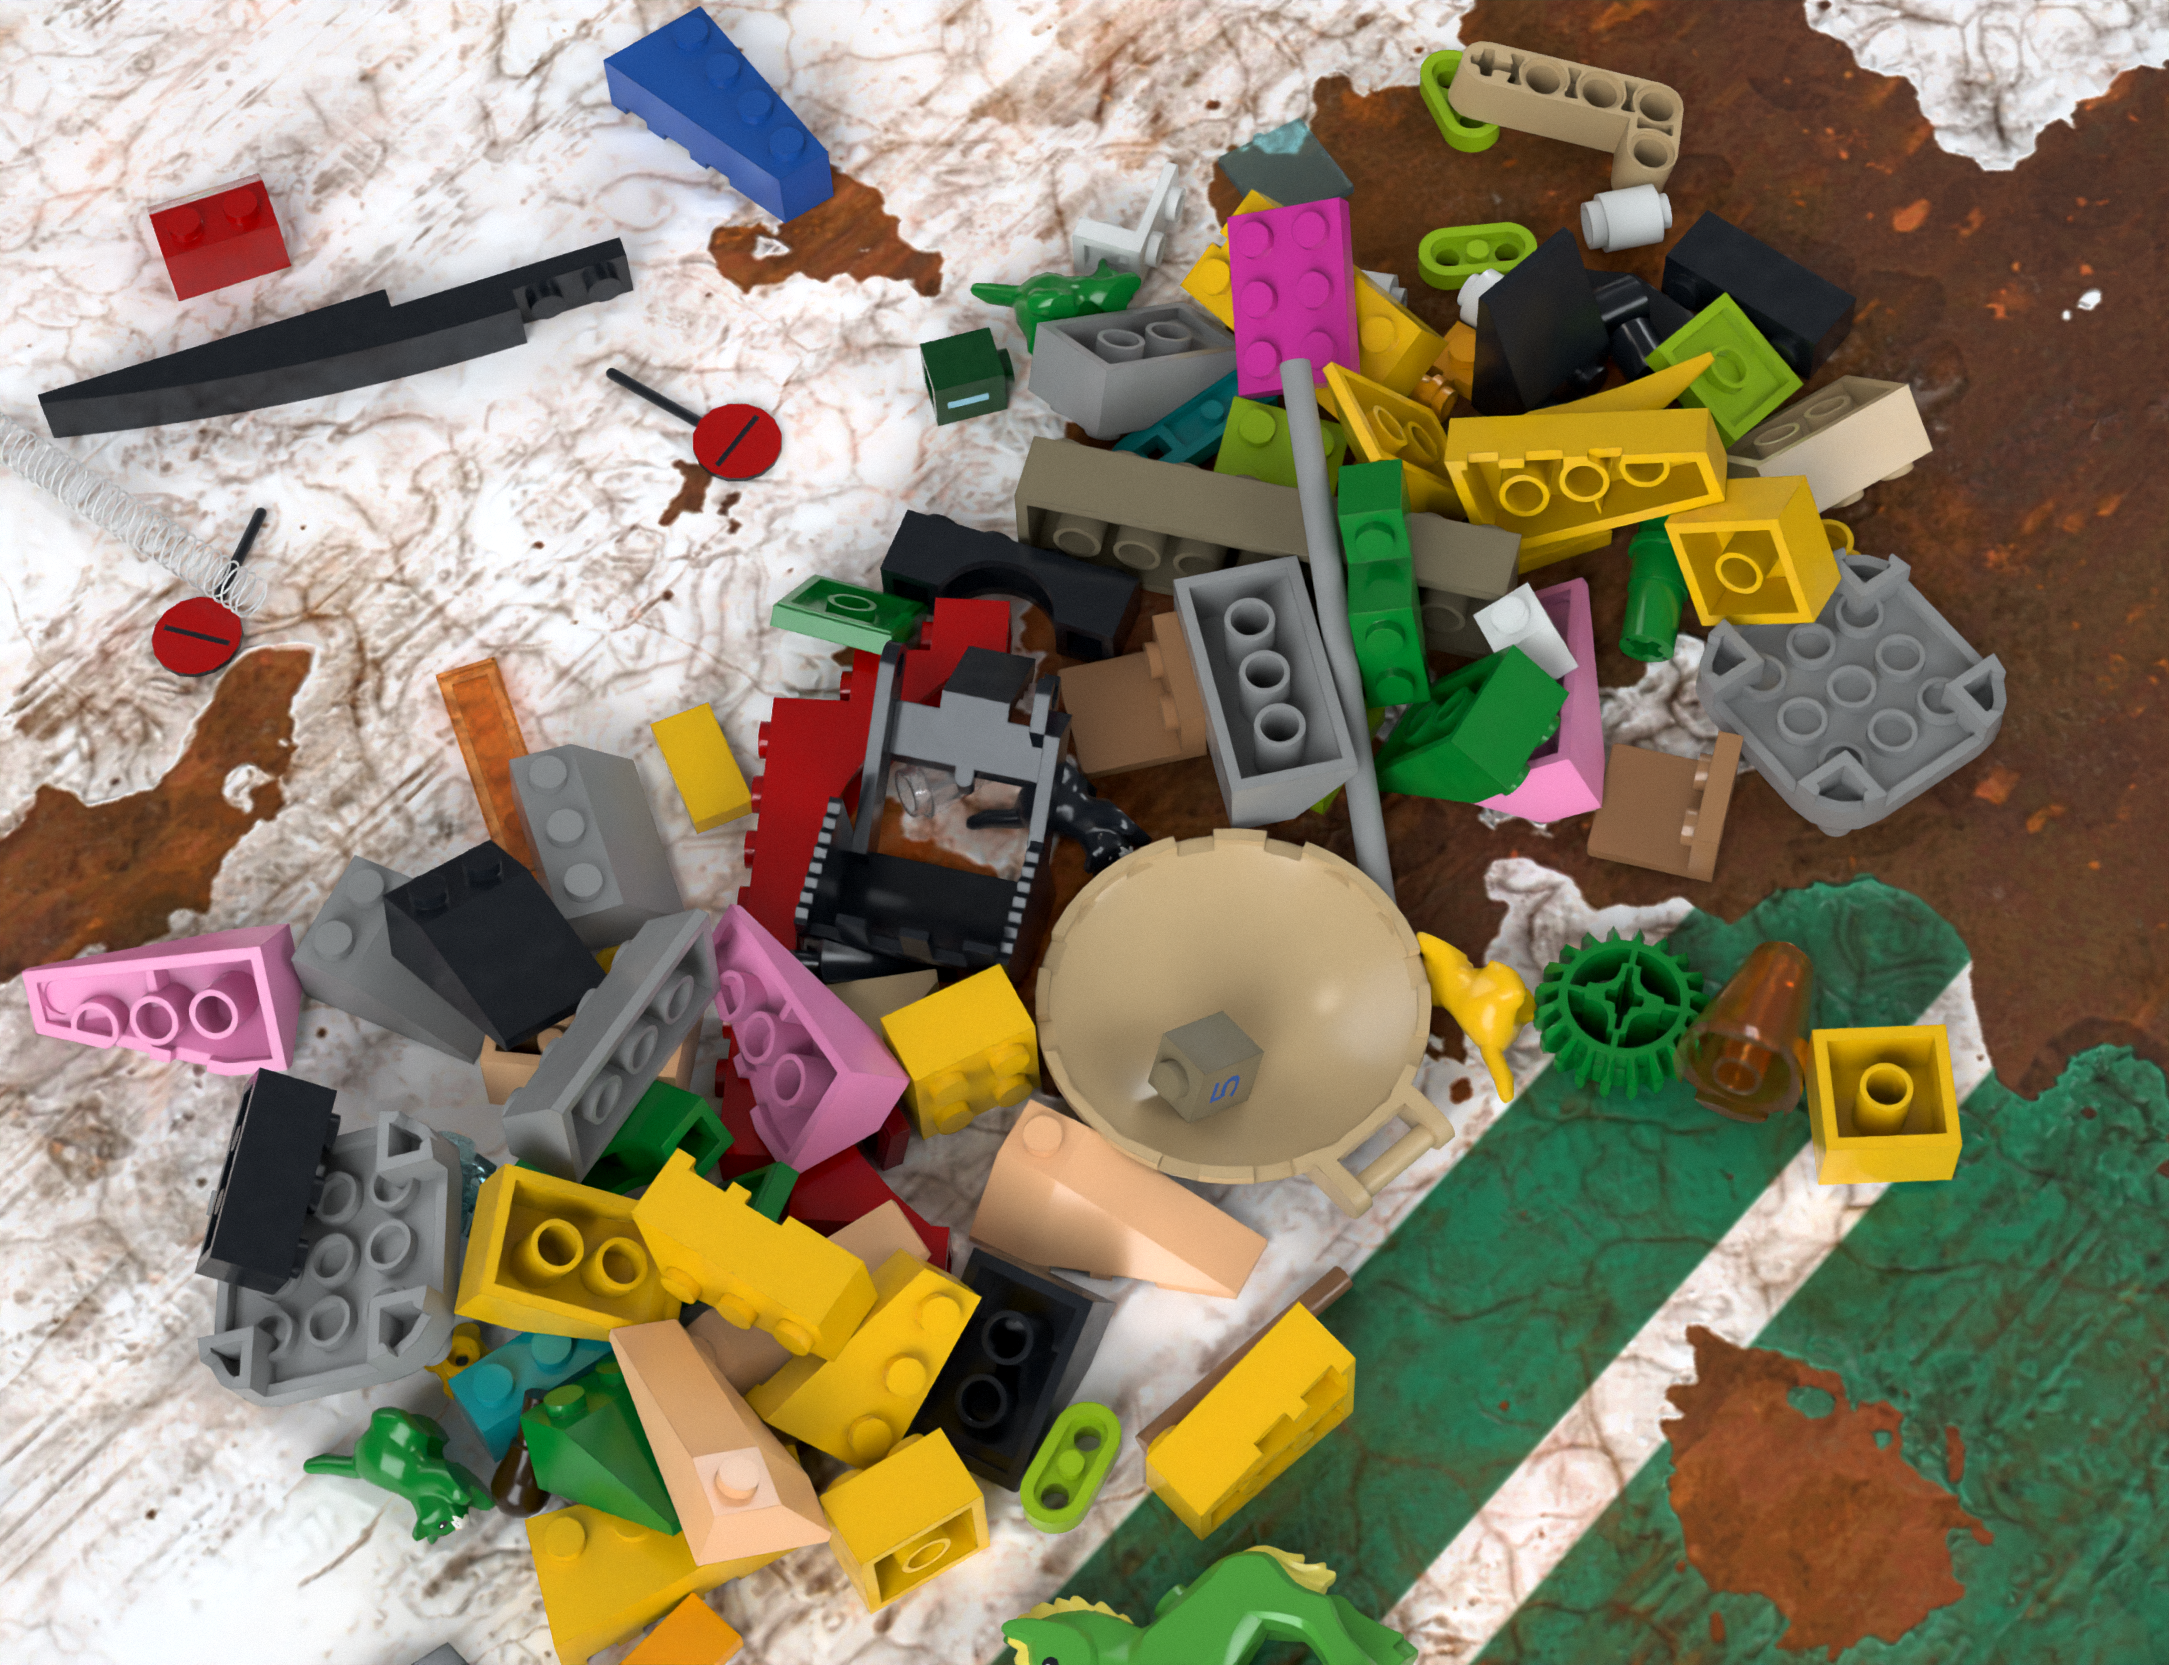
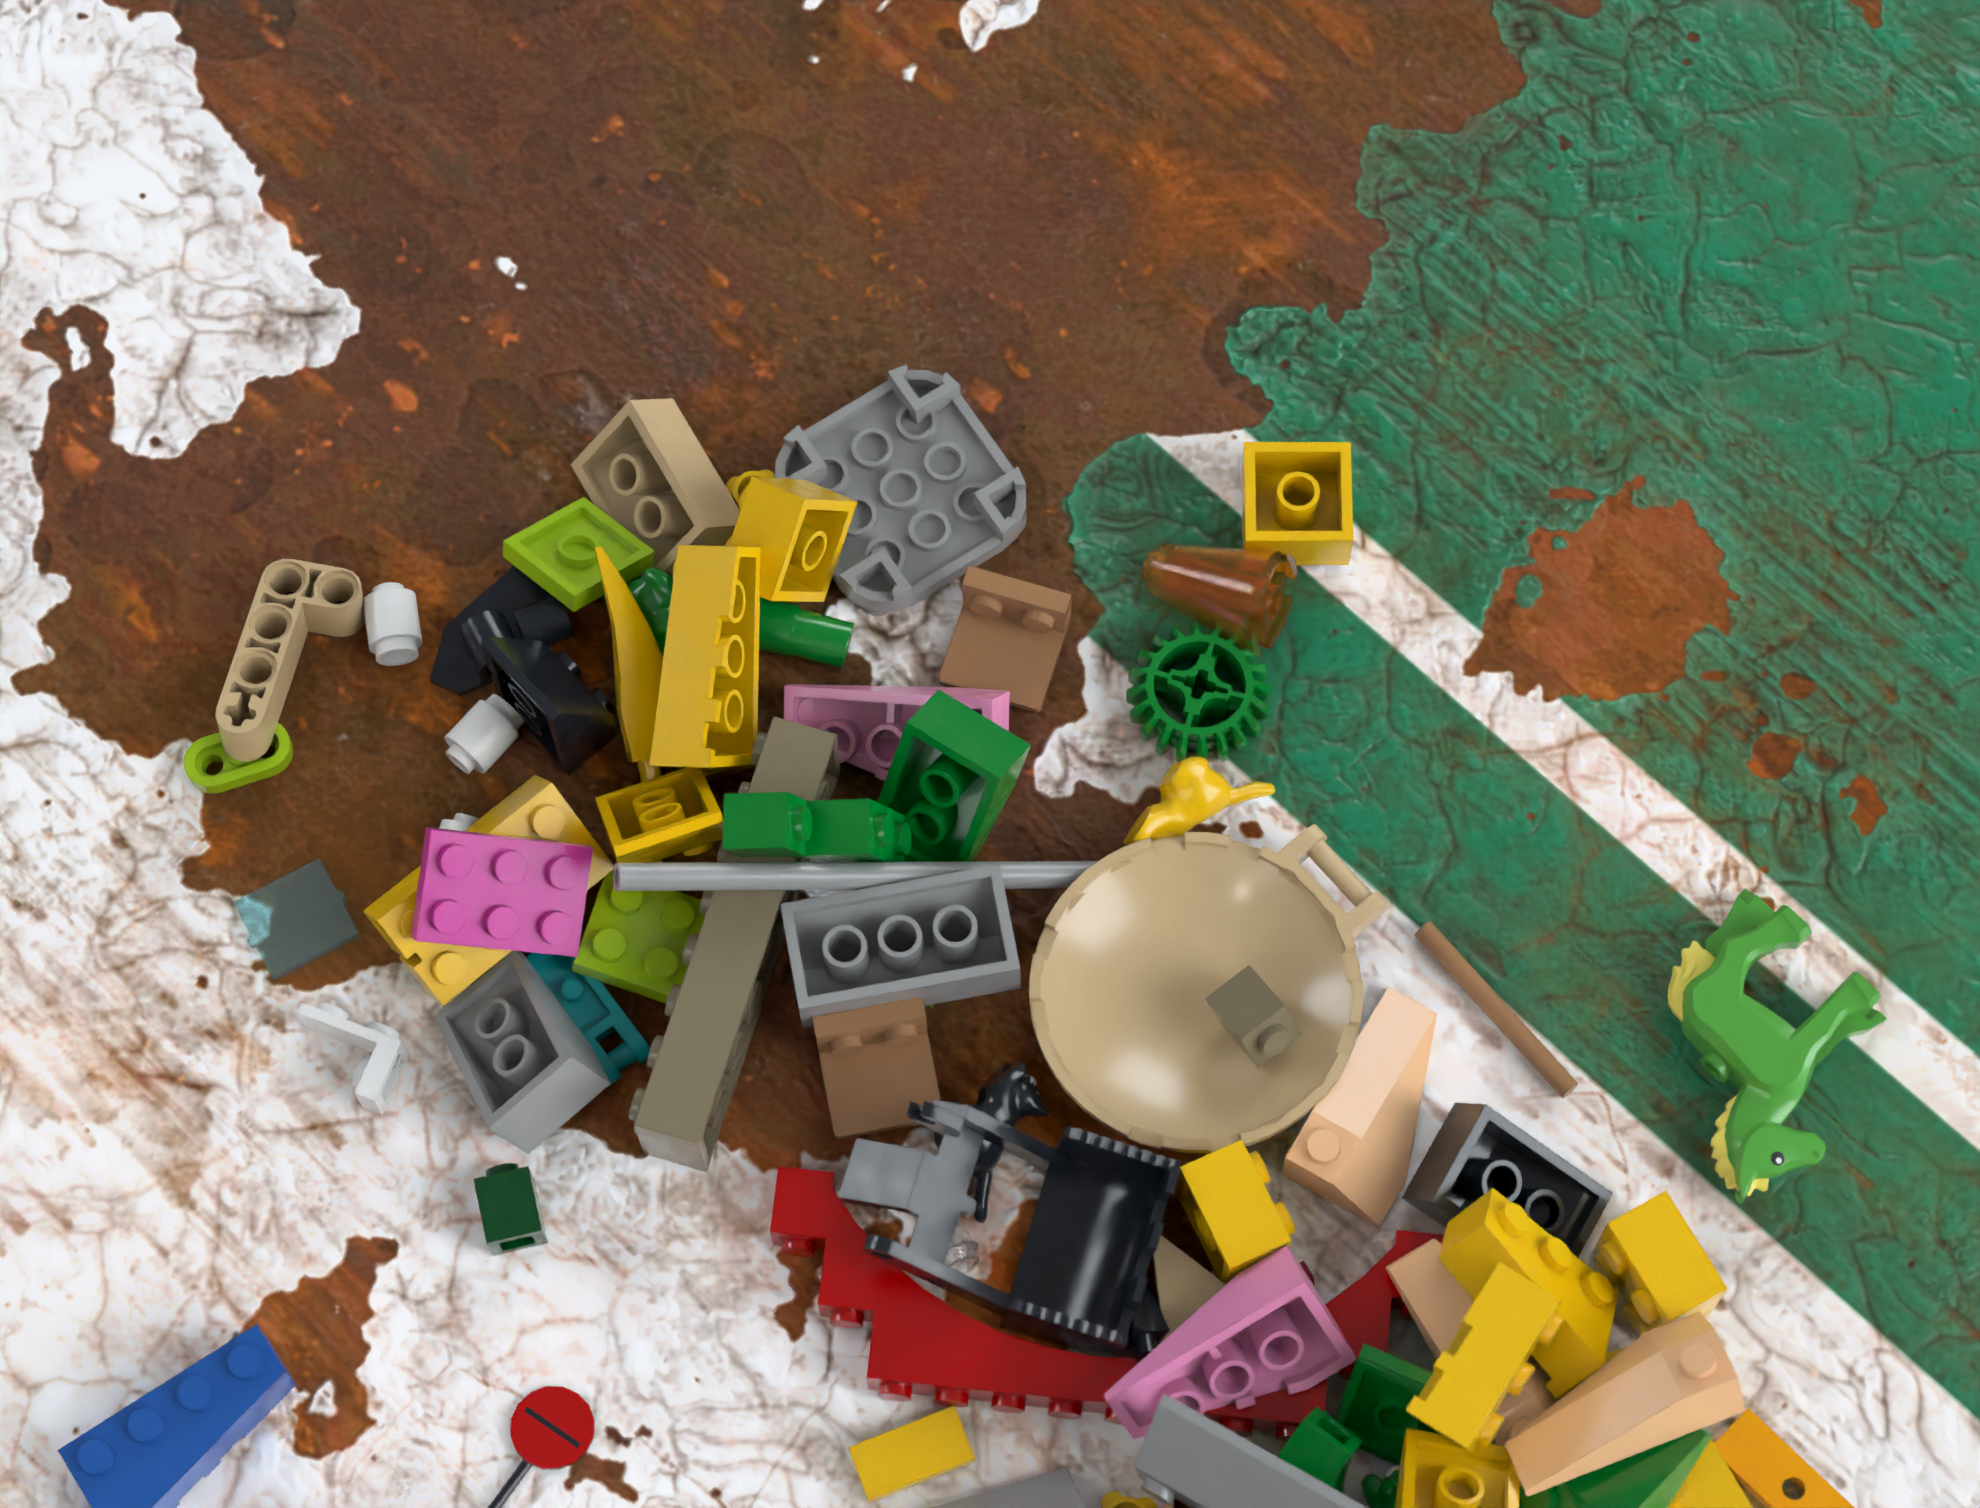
camera: 90 degrees left, 10 degrees up
(848, 614) = (777, 1312): green tile -> none
(1061, 297) = (444, 1122): green animal -> none
(1068, 1470) = (1595, 1143): lime plate -> none
(1085, 603) = (774, 1110): black arch -> none
(1253, 1423) = (1566, 999): yellow wedge -> none
(1449, 374) = (527, 760): light orange plate -> none
(1472, 251) = (418, 756): lime plate -> none
(1525, 623) = (868, 726): white brick -> none
(1786, 302) = (467, 540): black brick -> none

